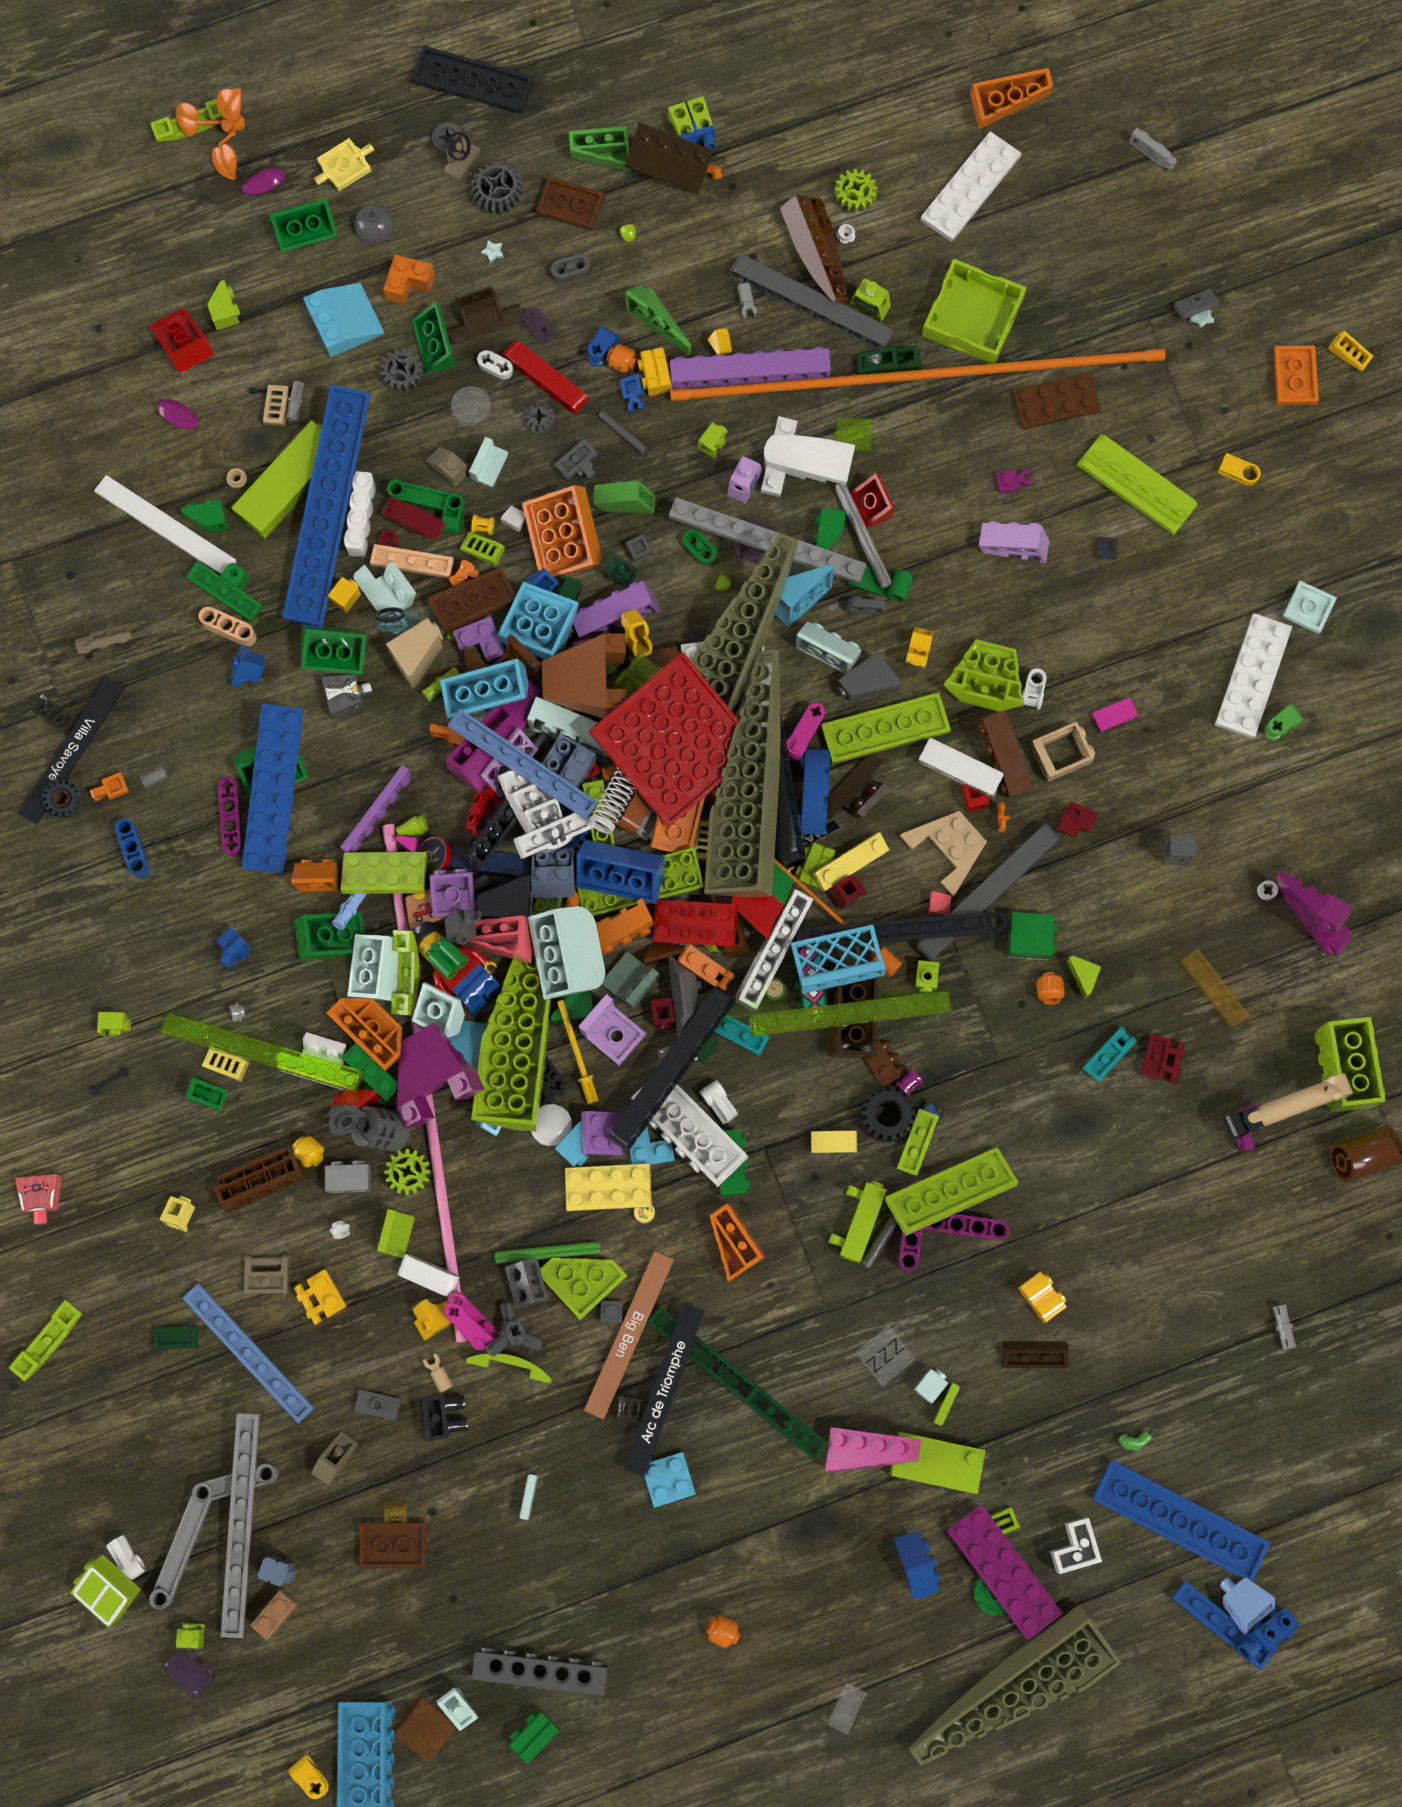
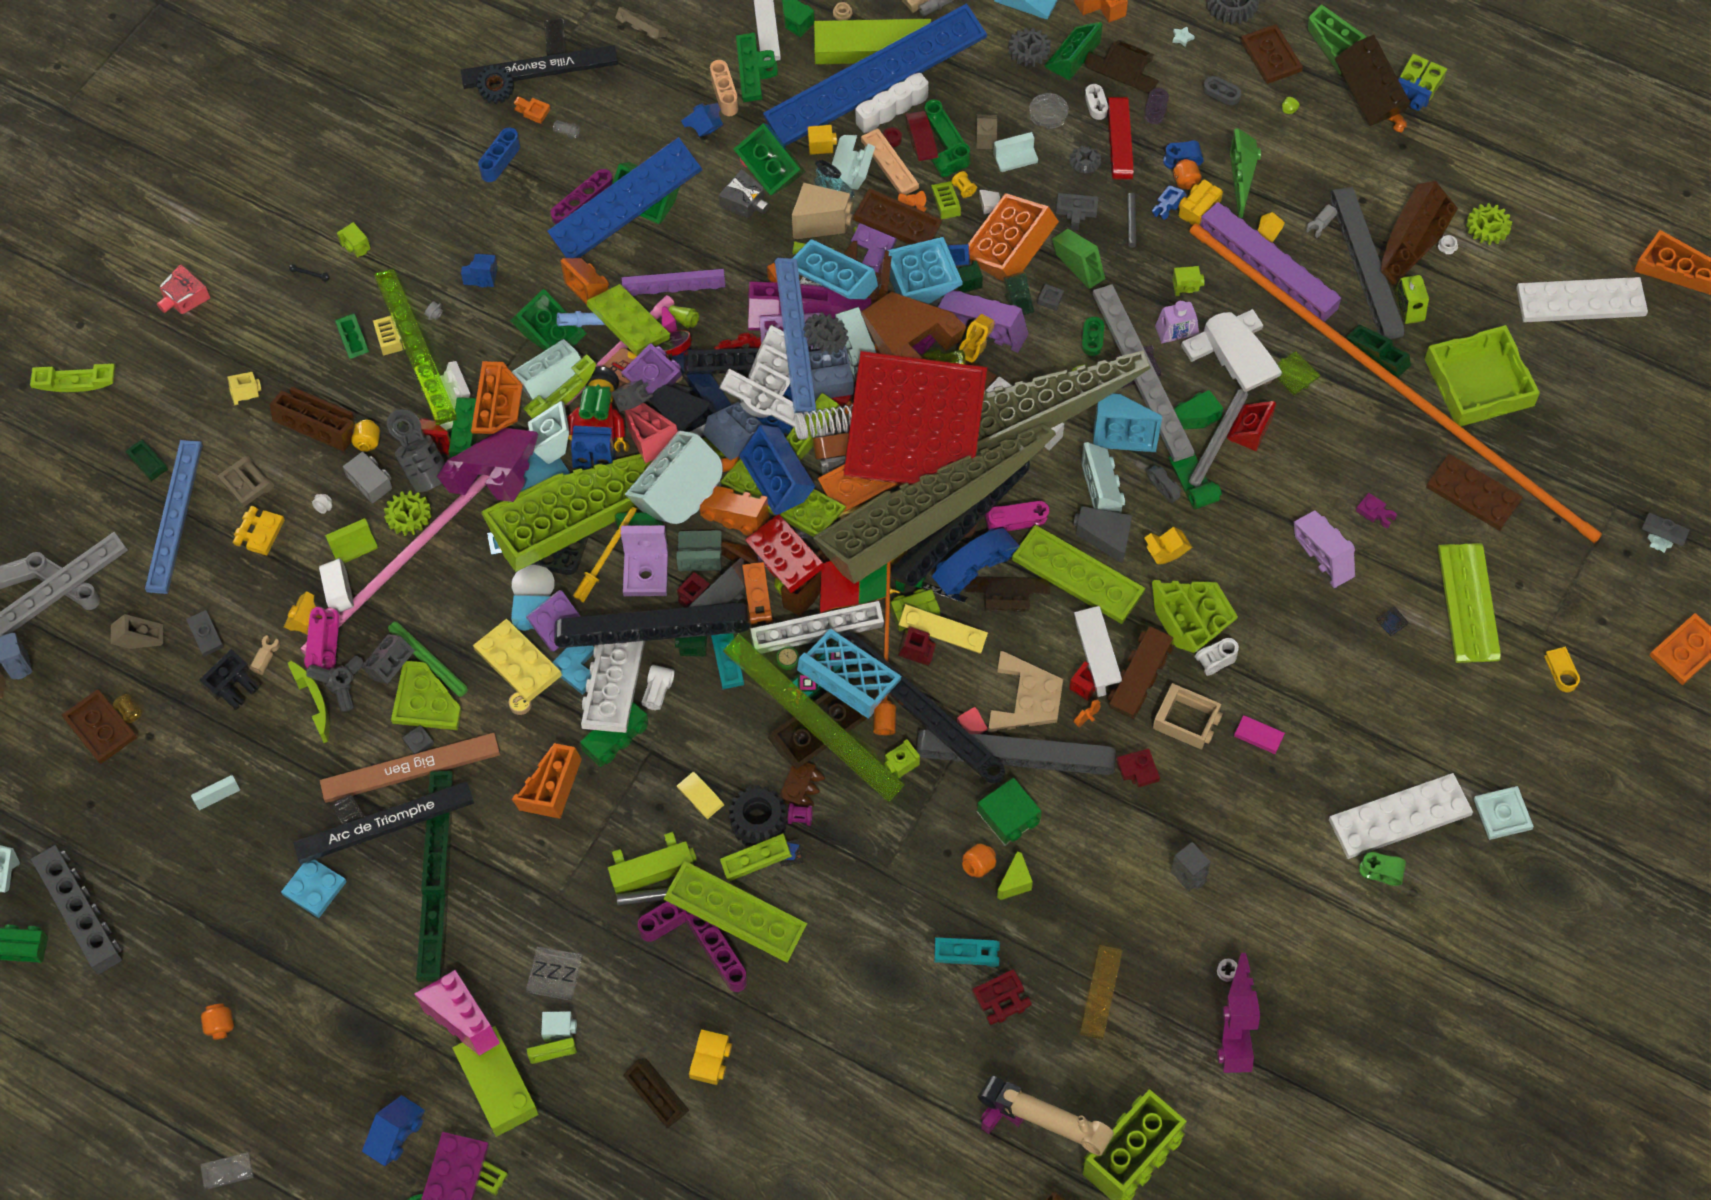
camera: 50 degrees right, 15 degrees down
(541, 740) = (825, 333): none -> dark grey gear

